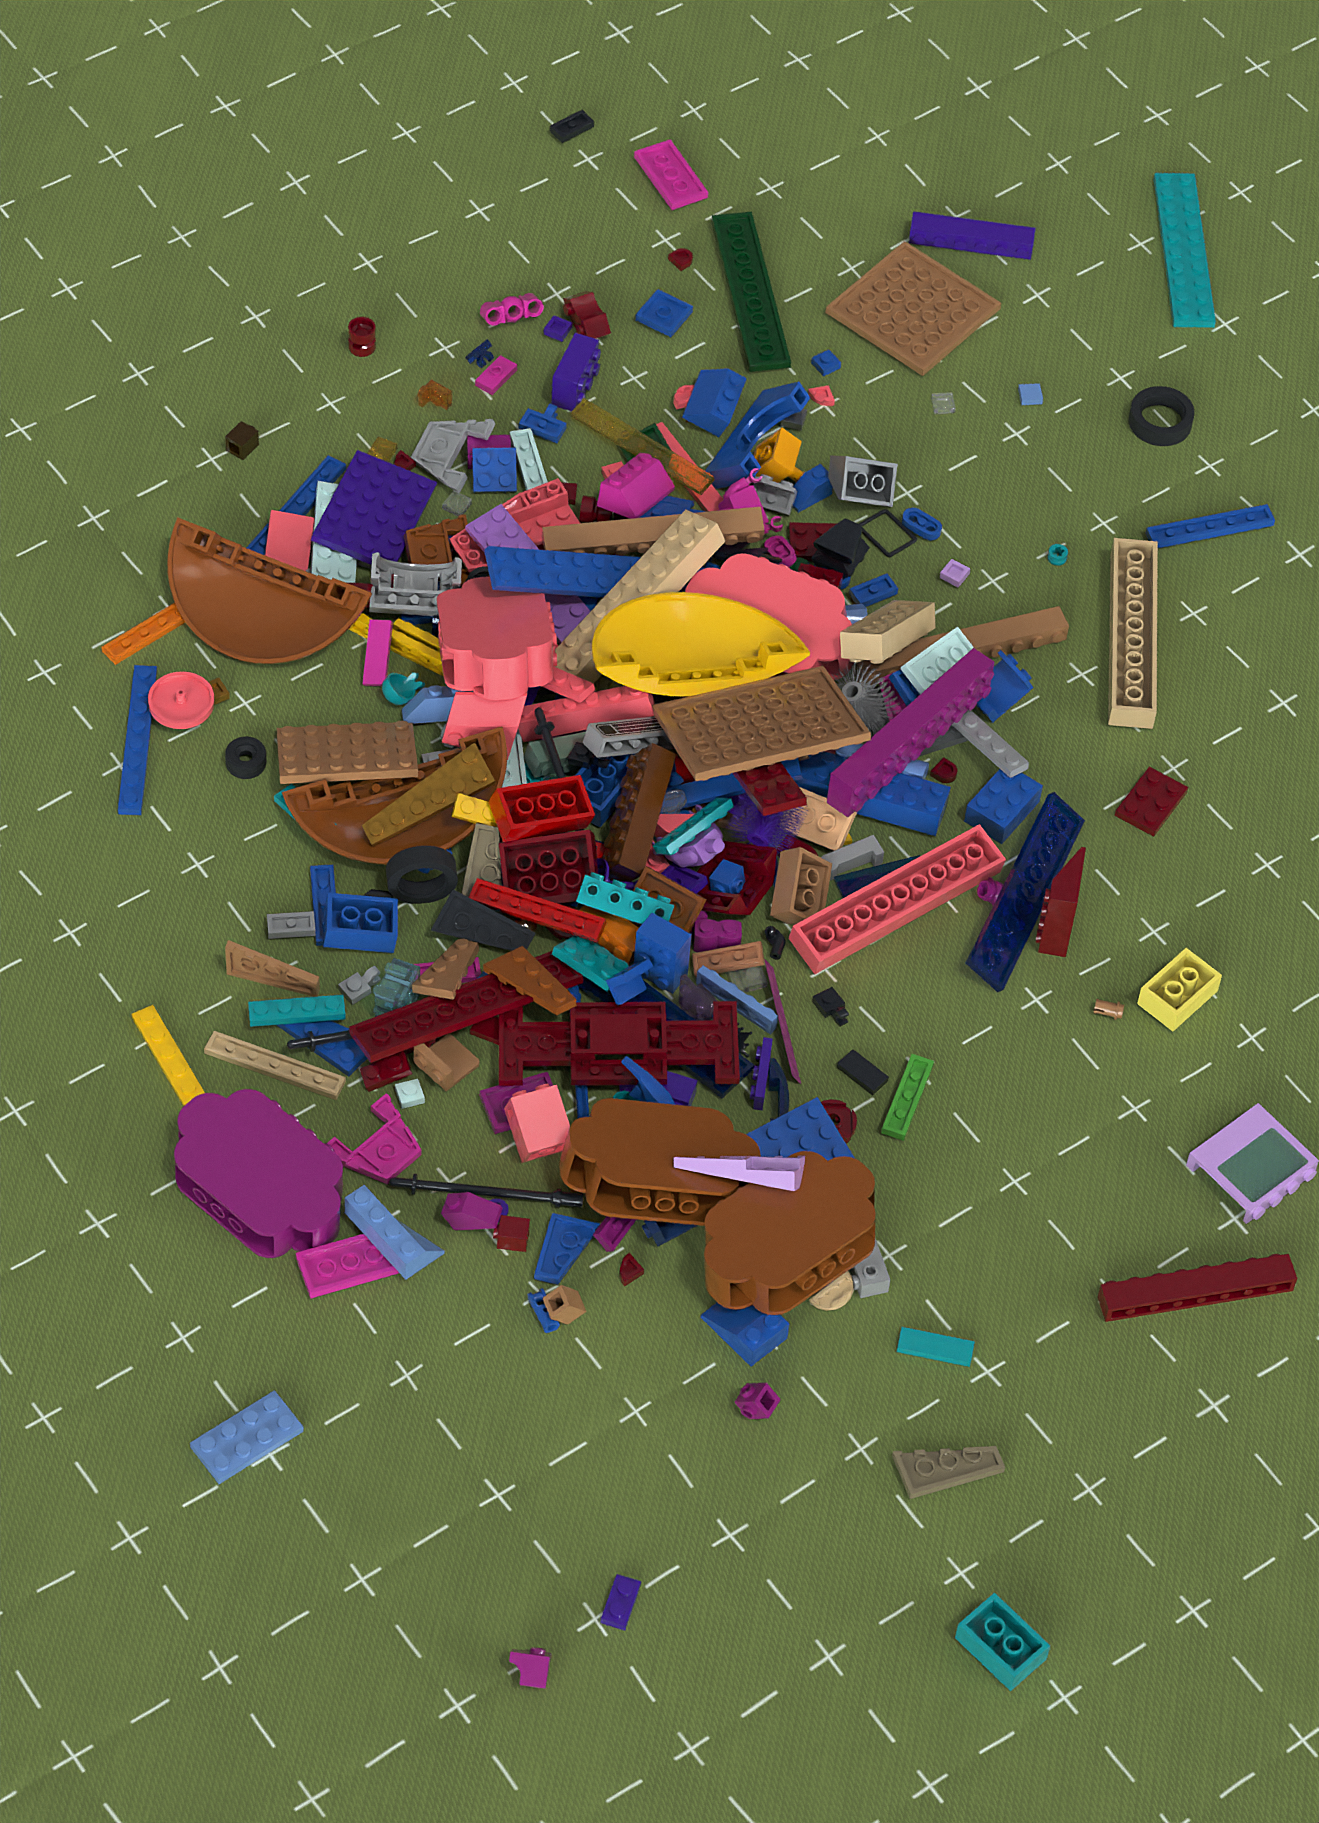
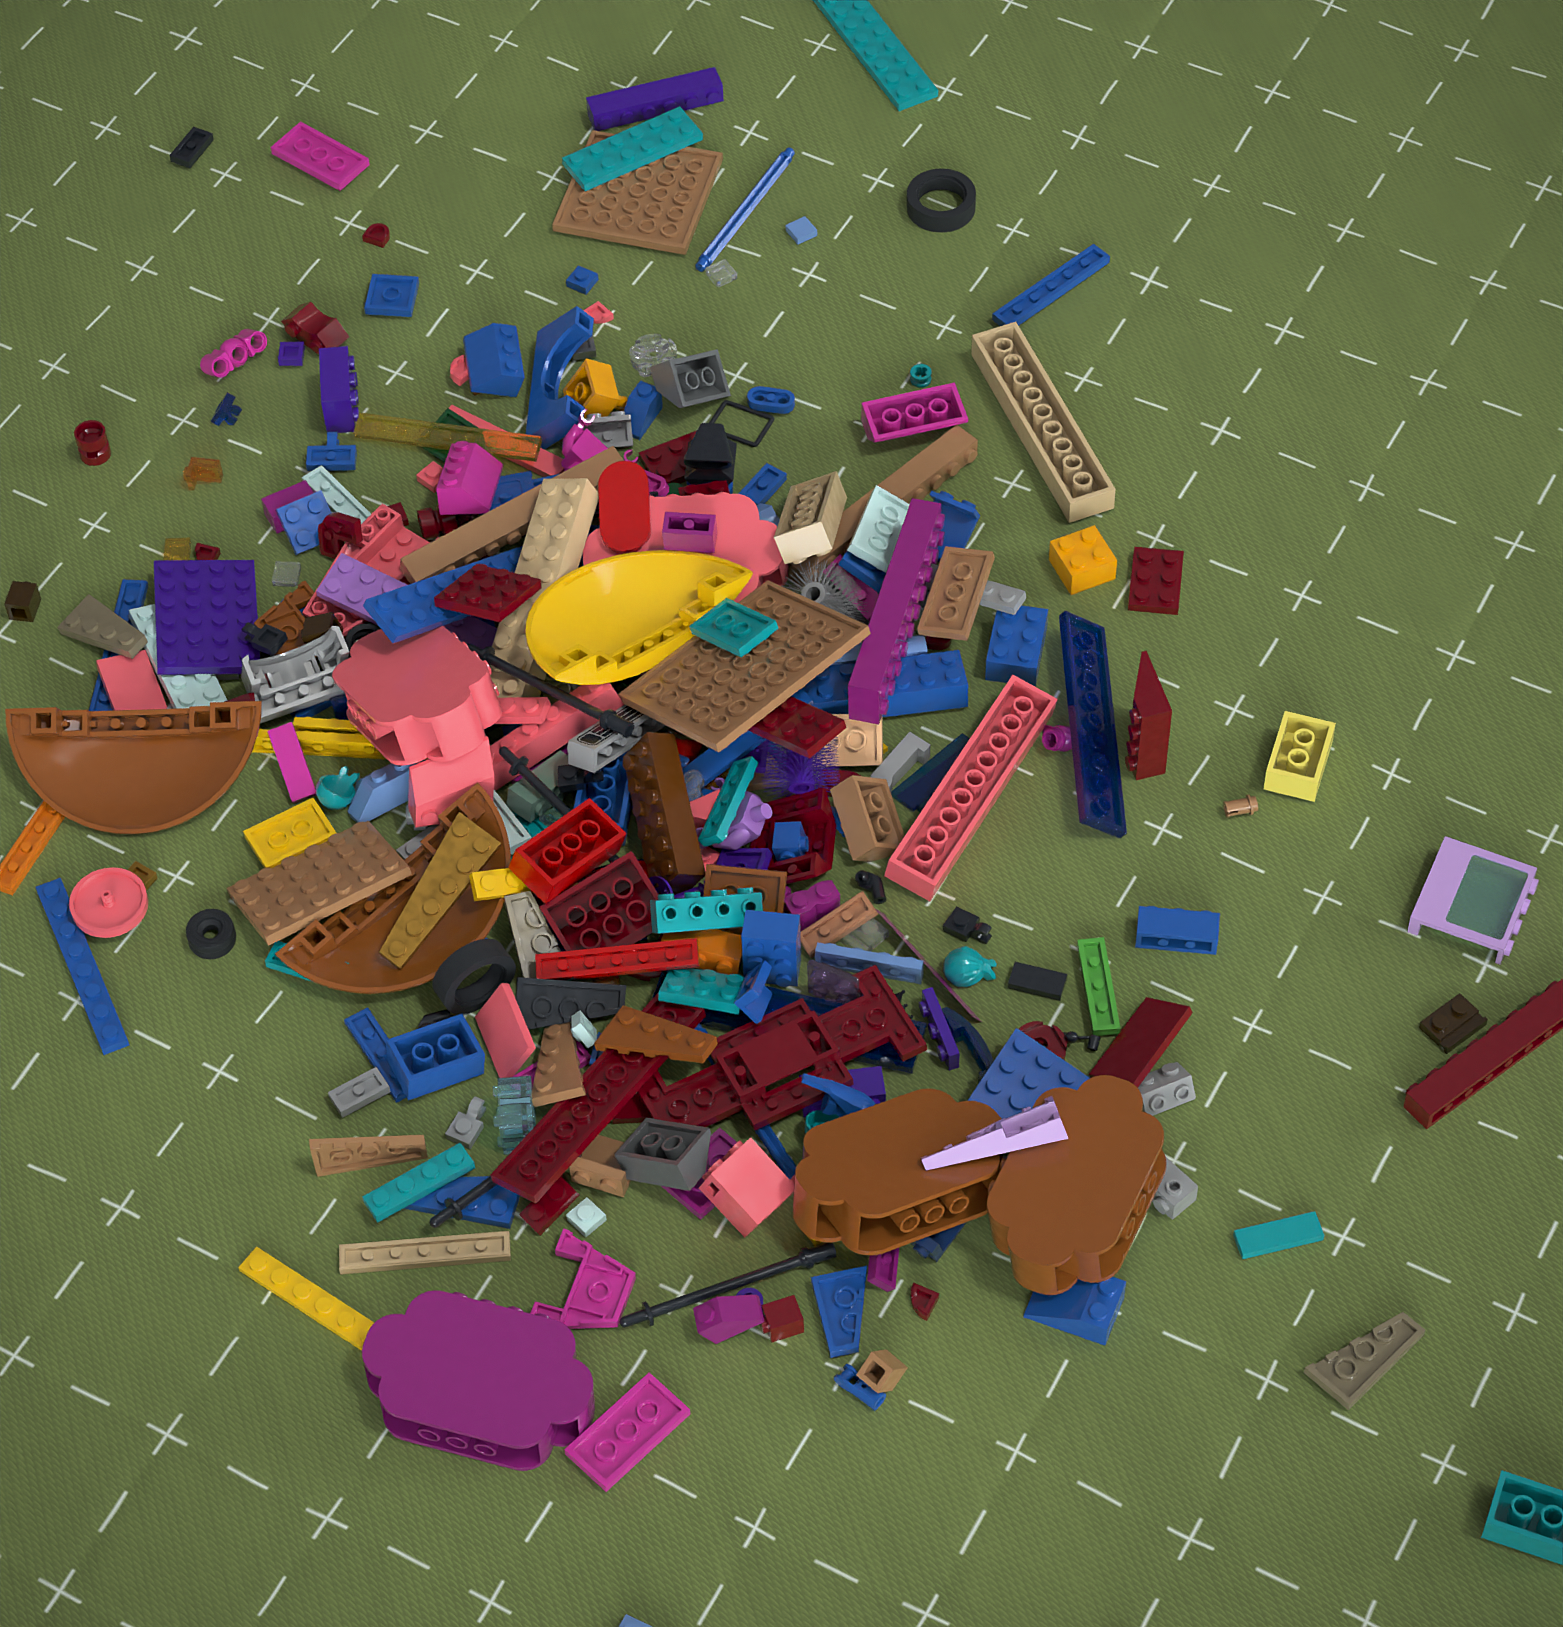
camera: 20 degrees left, 0 degrees up
(290, 487) = (102, 628): none -> dark tan wing
(346, 706) = (289, 833): none -> yellow plate
(395, 1240) = (665, 1385): medium blue wedge -> none
(406, 547) = (266, 639): none -> black plate
(424, 927) = (505, 1031): none -> coral tile
(441, 446) = (239, 520): light grey wing -> none
(450, 551) = (318, 625): none -> dark brown brick
(484, 951) = (583, 1029): none -> light aqua plate
(490, 1070) = (665, 1154): none -> dark grey slope
(496, 375) = (253, 426): dark pink plate -> none
(511, 485) = (337, 529): none -> dark red plate
(590, 581) = (488, 592): none -> dark red plate
(629, 720) = (608, 719): none -> black bar
(739, 559) = (624, 507): none -> red tile
(751, 291) = (467, 240): dark green plate -> none
(757, 1400) = (1139, 1379): magenta brick -> none
(769, 690) = (734, 627): none -> teal plate
(777, 600) = (689, 532): none -> magenta brick
(812, 1035) = (967, 967): none -> teal piece
(835, 1294) = (1150, 1229): tan plate -> none
(847, 437) = (647, 344): none -> clear plate
(878, 1137) = (1072, 1037): none -> black piece
(911, 1197) = (1166, 1088): none -> light grey bracket
(914, 1154) = (1142, 1040): none -> dark red tile
(927, 269) = (632, 148): none -> teal plate
(954, 573) = (832, 435): lavender plate -> none
(970, 740) = (956, 593): none -> medium nougat plate
(994, 357) = (744, 209): none -> piece
(997, 1081) = (1177, 930): none -> blue brick
(1029, 581) = (912, 413): none -> dark pink slope
(1098, 759) = (1082, 560): none -> light orange brick
(1177, 1251) = (1453, 1023): none -> dark brown plate

